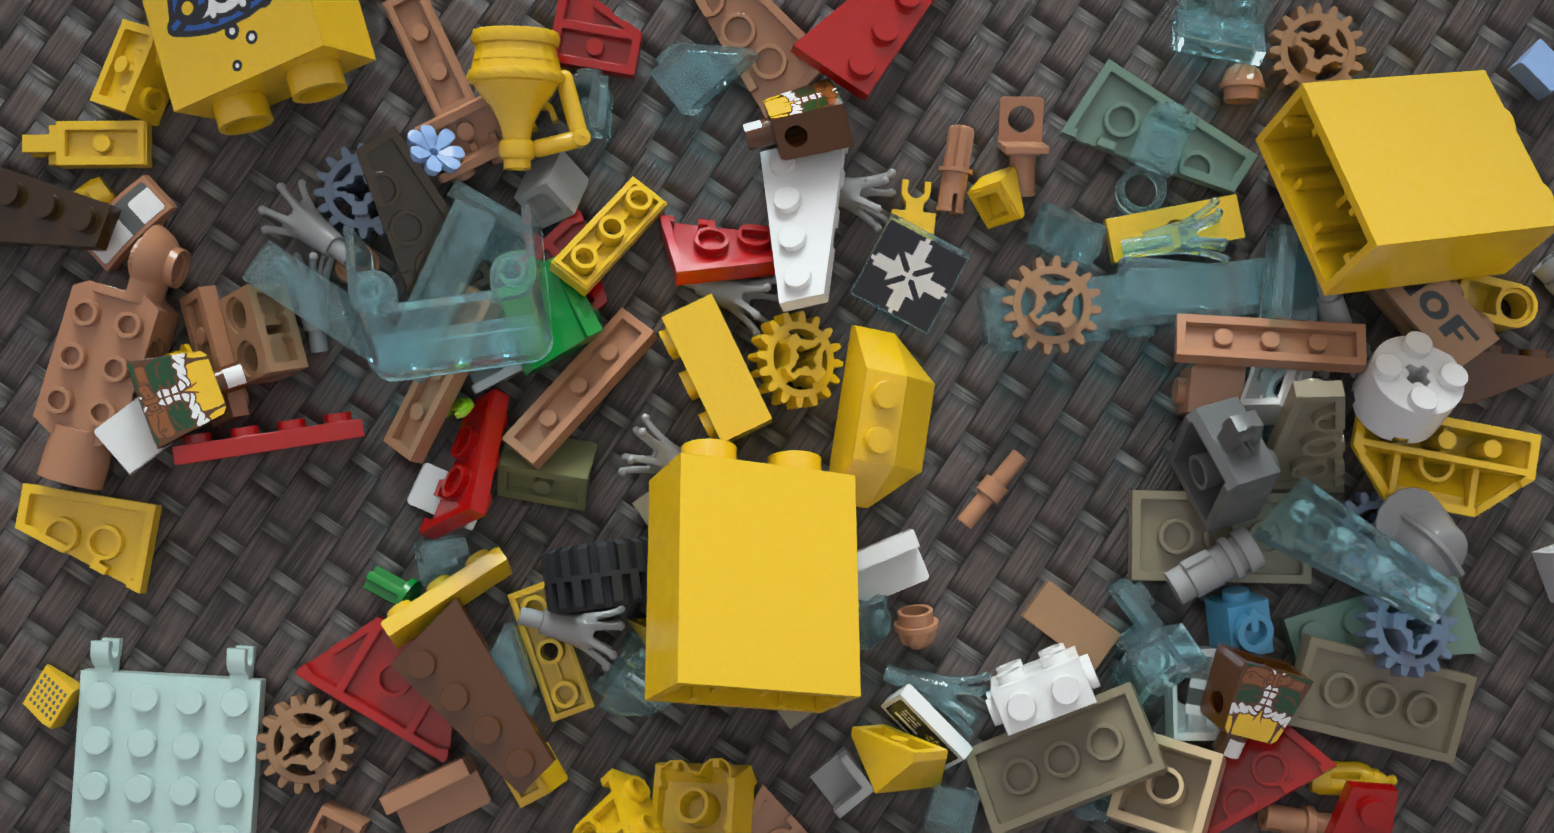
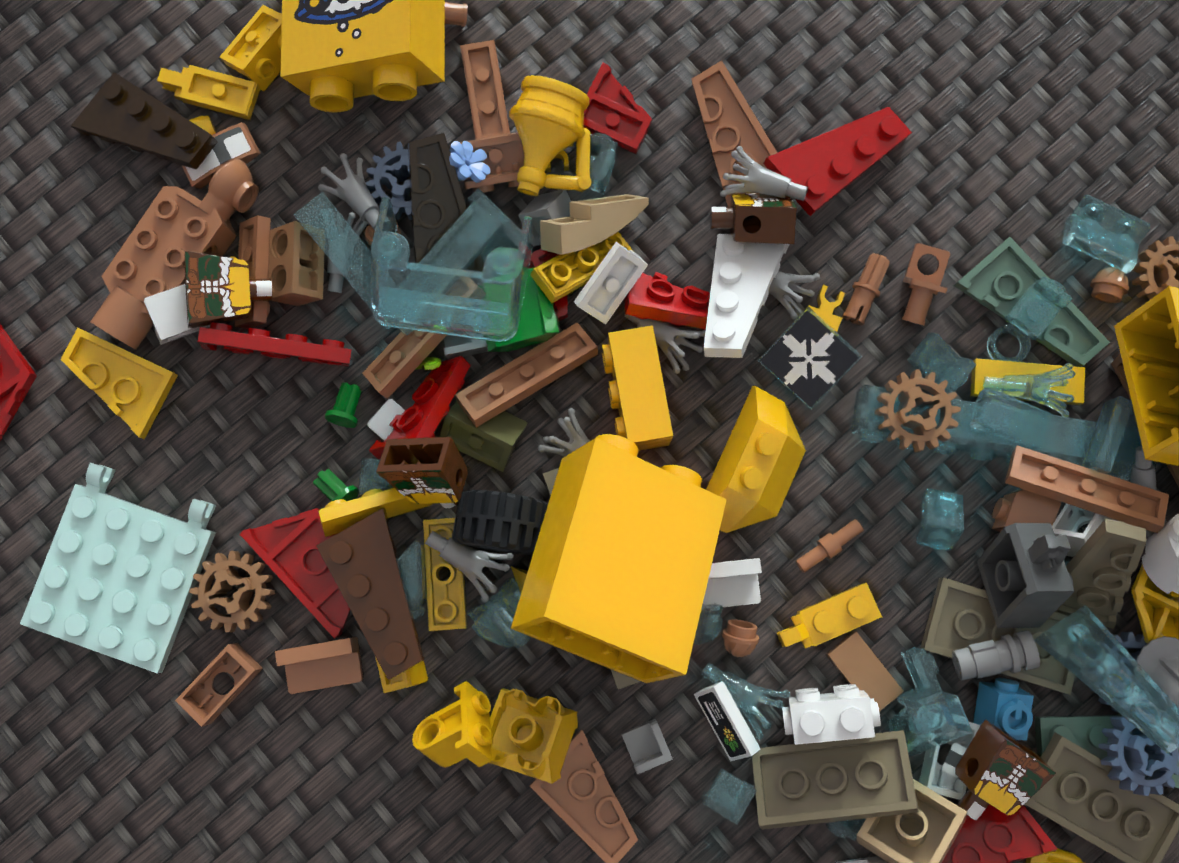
camera: 20 degrees right, 5 degrees down
(53, 697) = (47, 499): yellow slope -> none
(374, 486) = (345, 406): none -> green piece
(491, 541) = (424, 469): none -> reddish brown torso
(603, 184) = (590, 222): none -> tan slope
(648, 252) = (611, 282): none -> white panel
(699, 72) = (689, 159): clear light blue slope -> none
(779, 354) = (702, 397): yellow gear -> none
(792, 76) = (760, 180): none -> light grey piece
(898, 759) = (698, 741): yellow slope -> none
(998, 197) = (894, 319): yellow slope -> none
(1016, 572) = (831, 617): none -> yellow hinge
(1113, 421) = (941, 519): none -> clear light blue bracket

